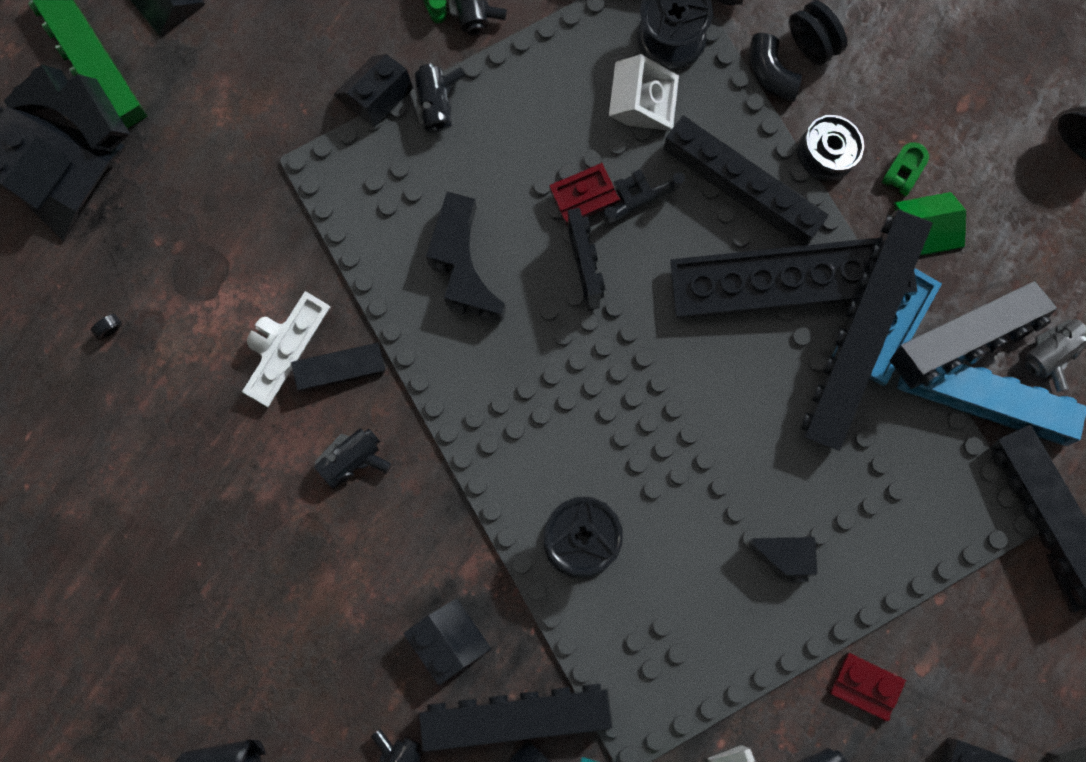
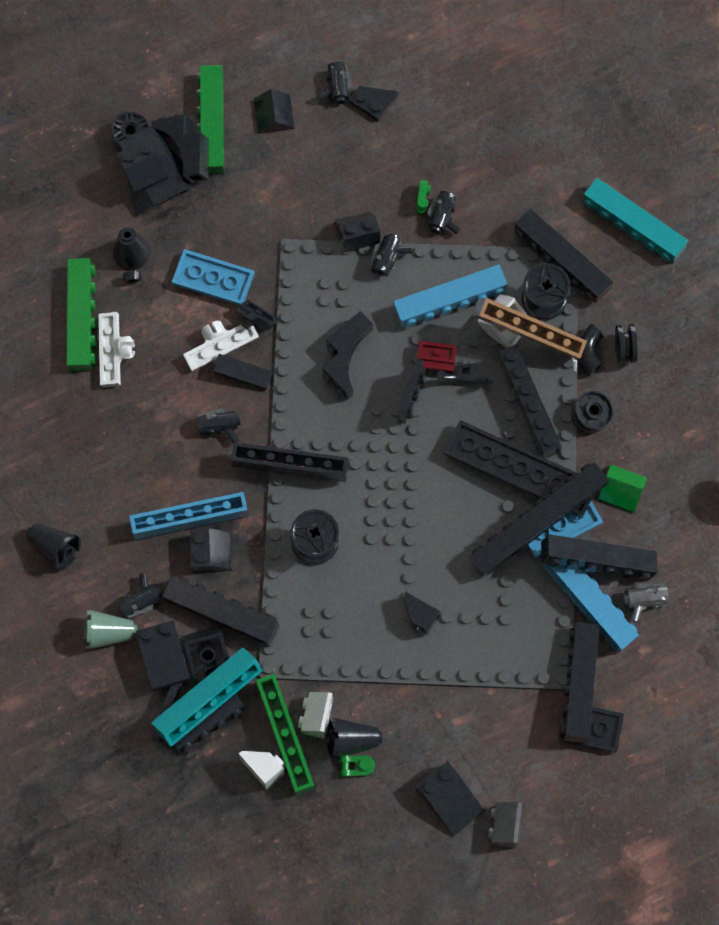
camera: 30 degrees right, 5 degrees down
(65, 421) = (80, 315): none -> green brick
(81, 290) = (131, 249): none -> black cone
(139, 442) = (112, 349): none -> white plate
(218, 263) = (213, 277): none -> dark azure plate
(307, 279) = (257, 315): none -> black plate
(387, 613) = (188, 515): none -> dark azure brick
(481, 454) = (289, 462): none -> black brick
(551, 103) = (449, 296): none -> dark azure brick
(687, 82) = (529, 328): none -> medium nougat brick
(867, 686) = (420, 711): dark red plate -> none
(910, 159) = (636, 446): green plate -> none

